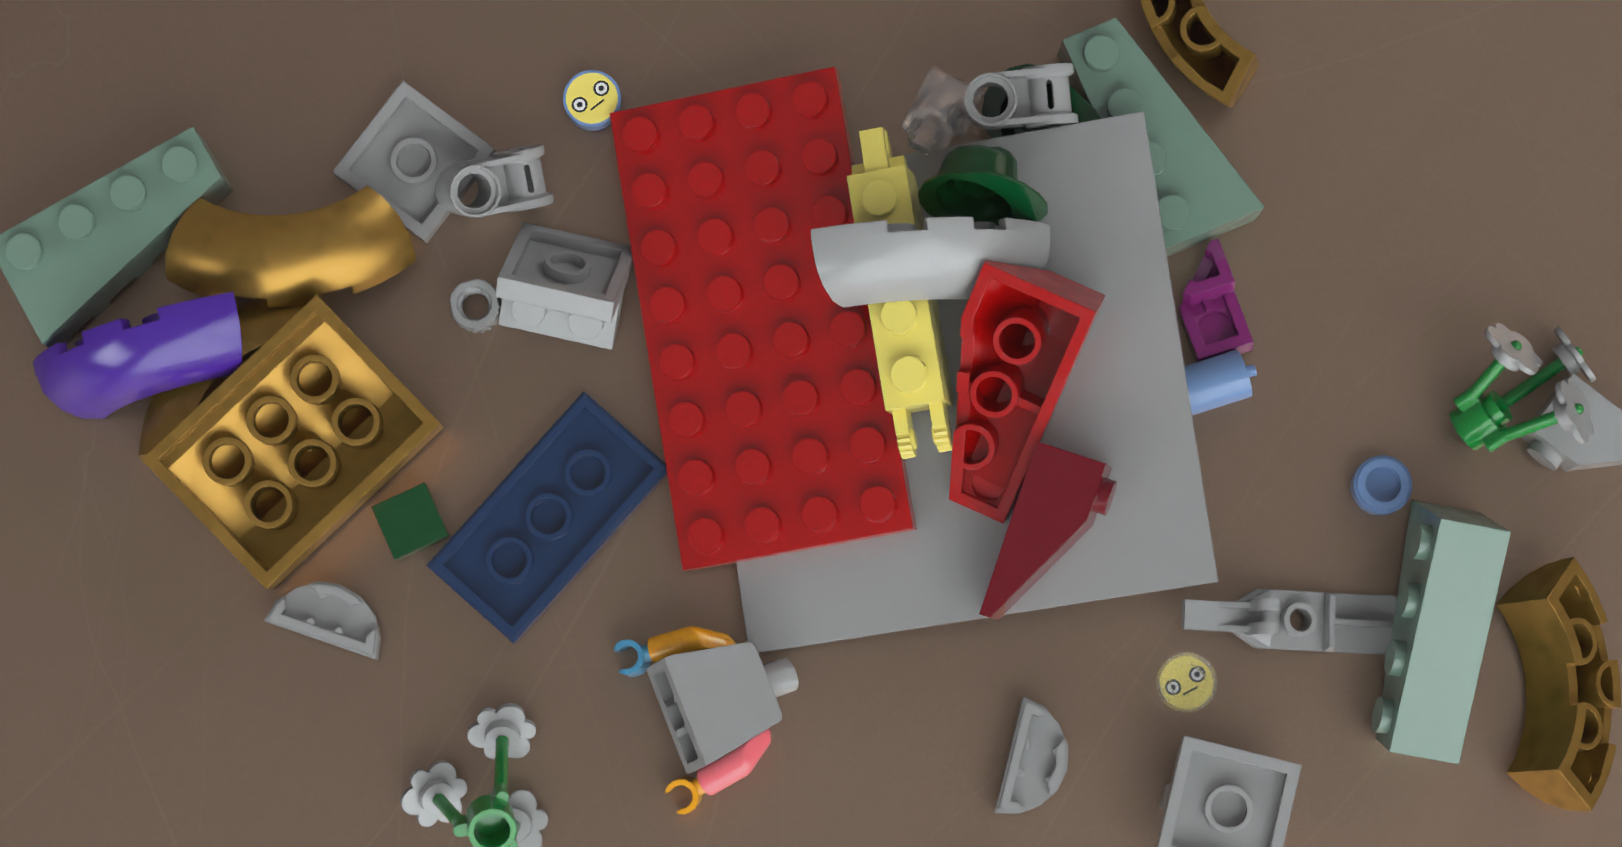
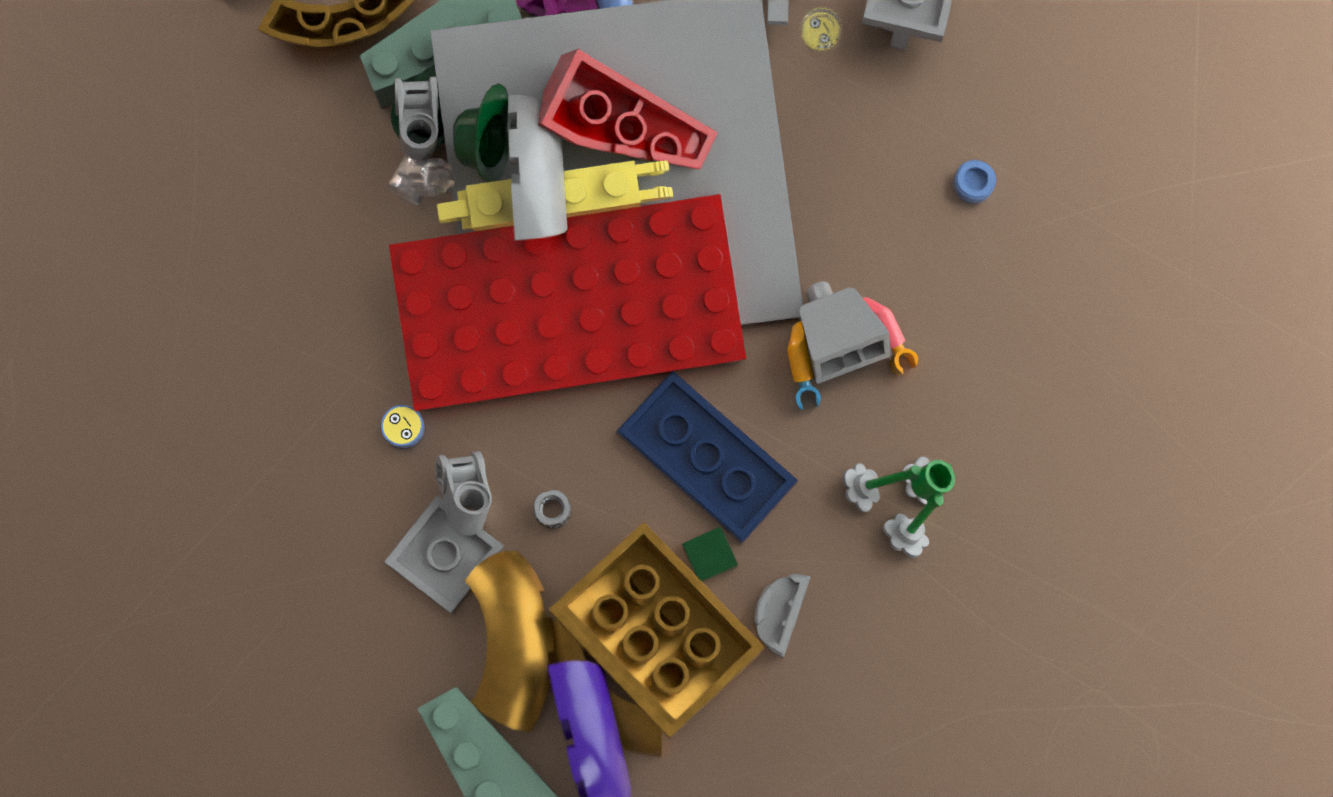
camera: 90 degrees left, 5 degrees down
(564, 285) = (539, 440): light grey bracket -> none
(1034, 761) = (878, 126): light grey plate -> none
(1050, 515) = (714, 95): dark red slope -> none

